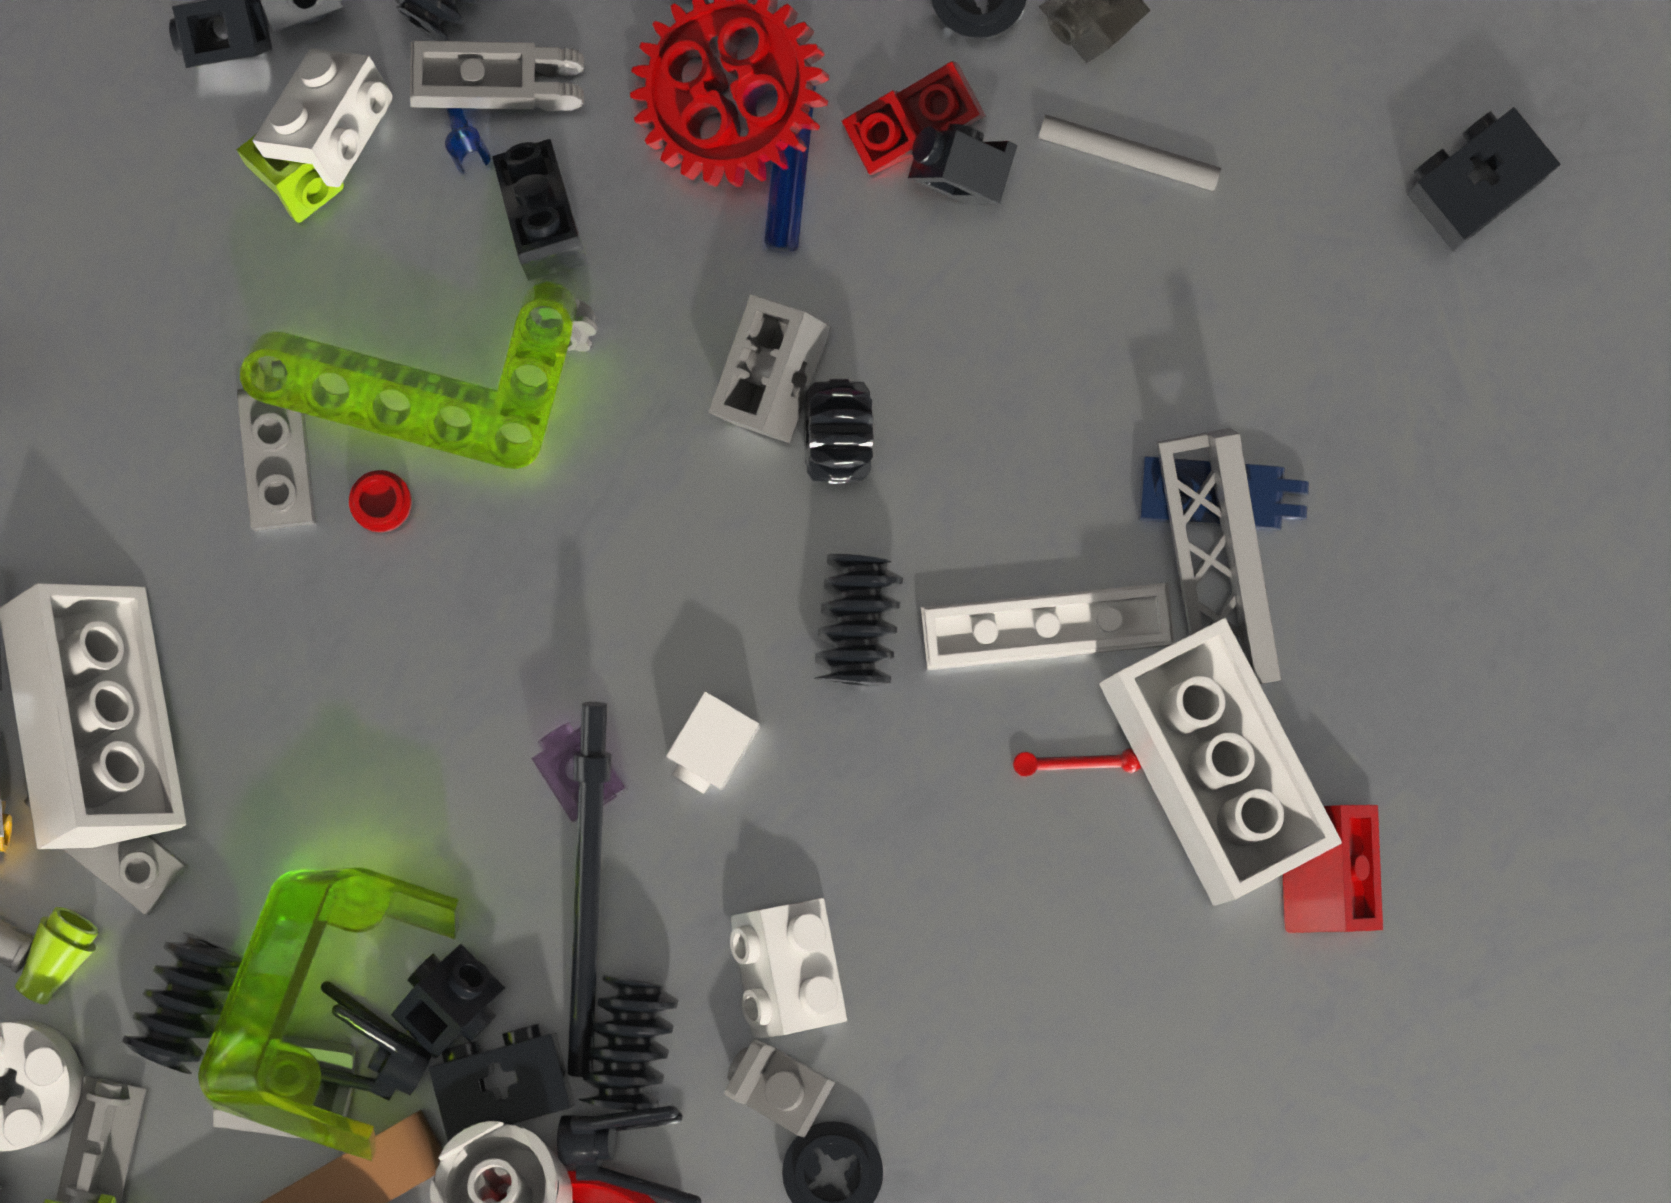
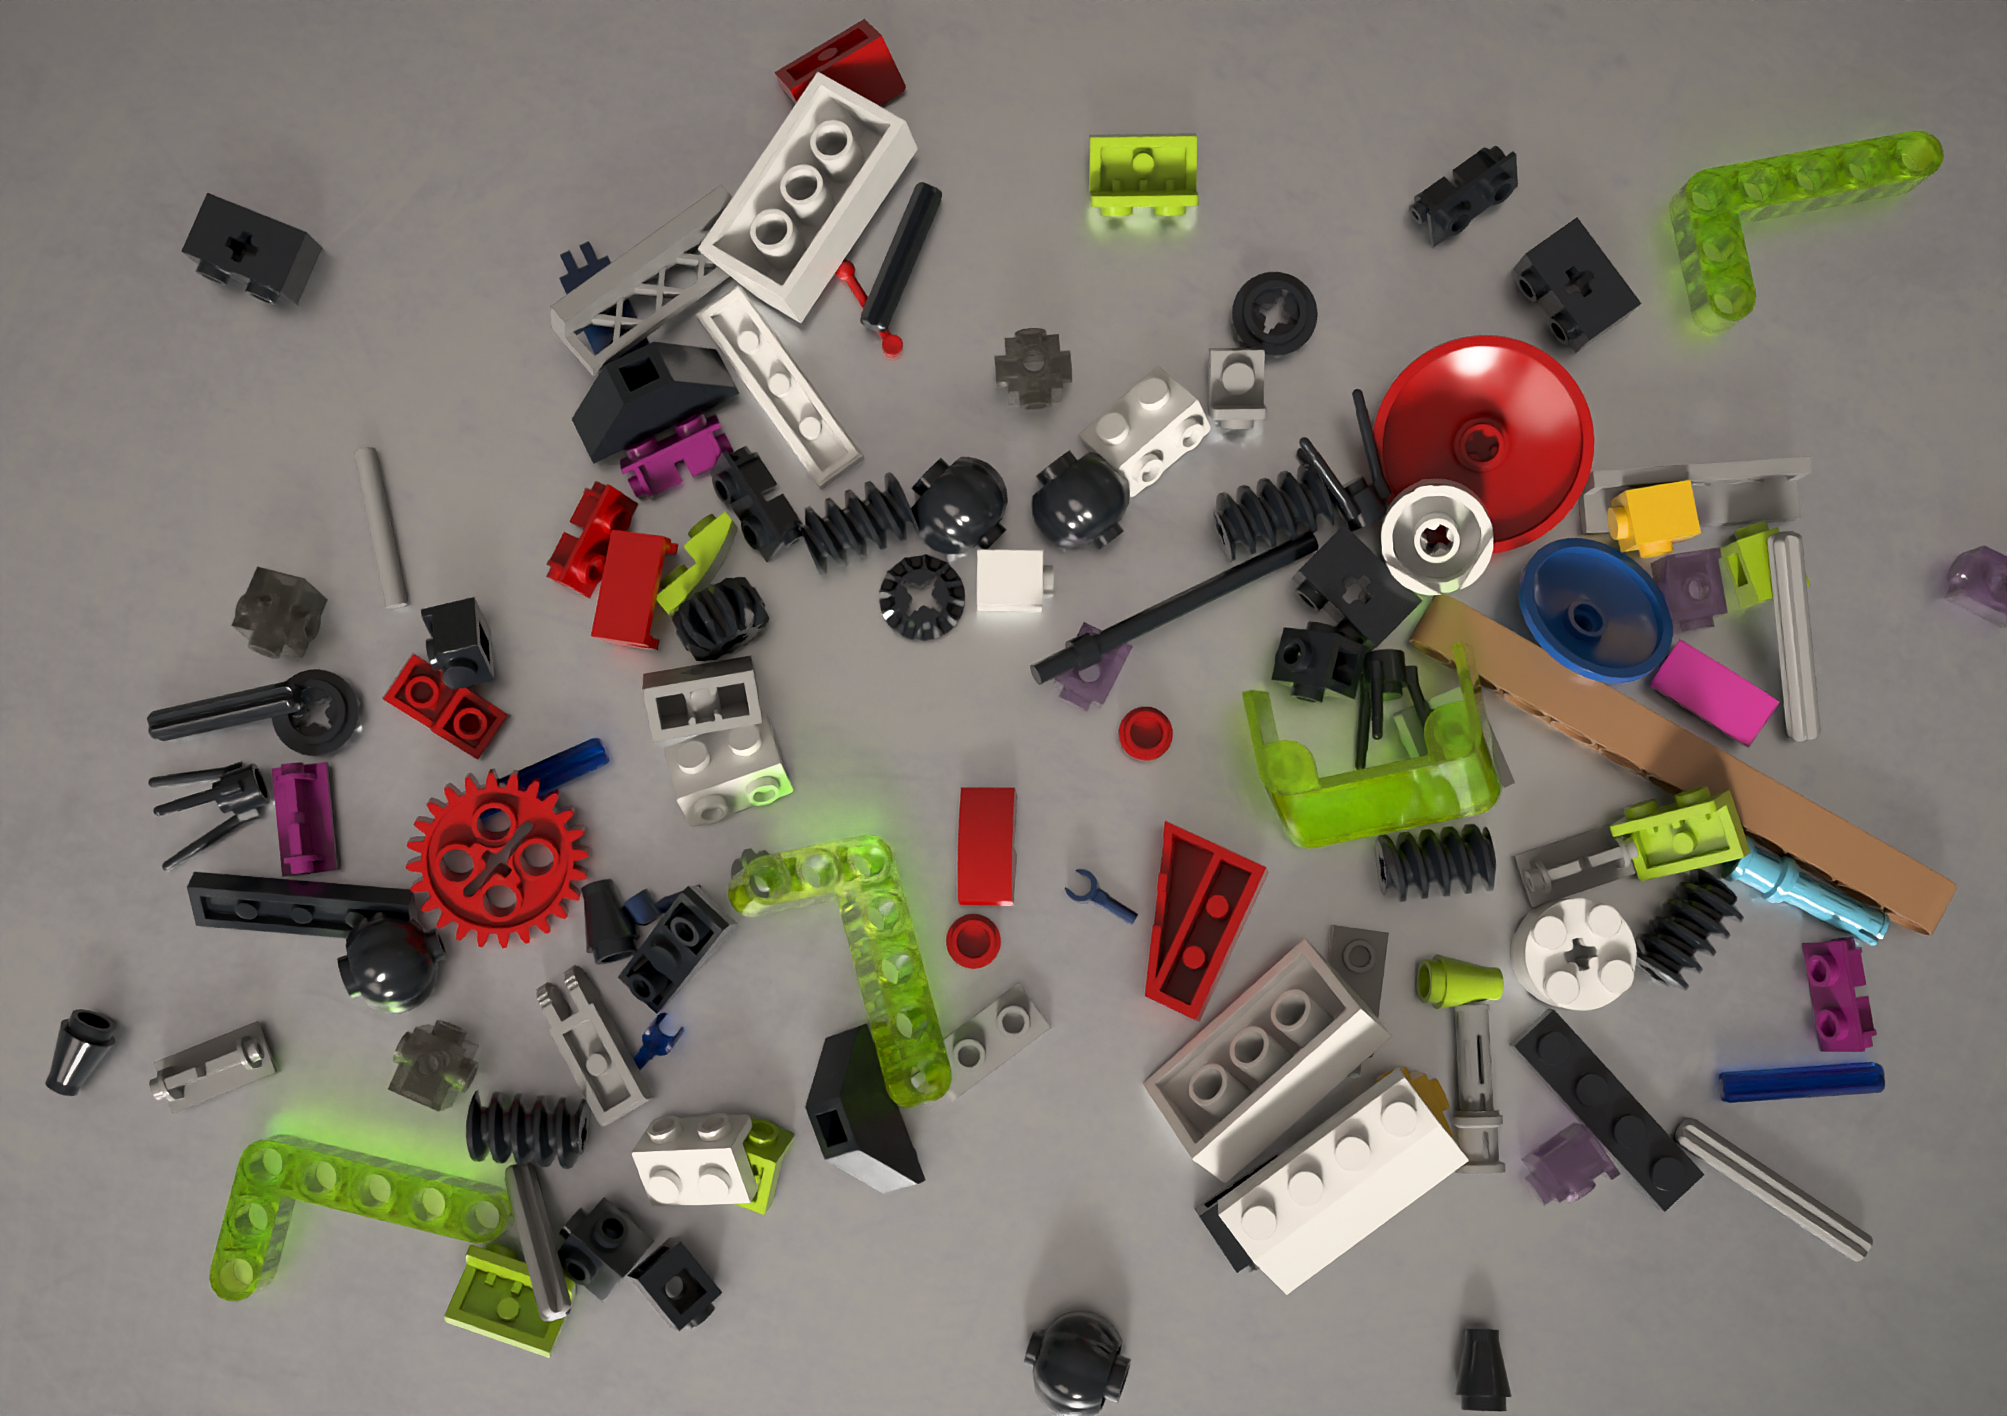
camera: 120 degrees left, 0 degrees up
(267, 730) = (1197, 919): none -> red wedge
(277, 288) = (856, 1117): none -> black slope
(348, 651) = (1102, 899): none -> dark blue hand
(463, 566) = (987, 846): none -> red slope
(483, 789) = (1145, 733): none -> red plate
(598, 201) = (644, 908): none -> dark blue hand
(605, 156) = (607, 924): none -> black cone
(684, 354) = (727, 772): none -> white bracket
(738, 673) = (926, 622): none -> black gear
(753, 858) = (1080, 501): none -> black plant
(818, 735) = (960, 505): none -> black plant
(888, 880) = (1033, 388): none -> clear smoke brick
(916, 456) = (709, 547): none -> lime slope
(919, 360) = (630, 589): none -> red hinge
(963, 529) = (765, 524): none -> black hinge
(980, 329) = (582, 560): none -> red hinge
(1041, 455) = (656, 460): none -> magenta hinge
(1053, 1120) = (1143, 173): none -> lime bracket
(1106, 490) = (649, 394): none -> black slope
(1108, 823) = (901, 257): none -> black axle

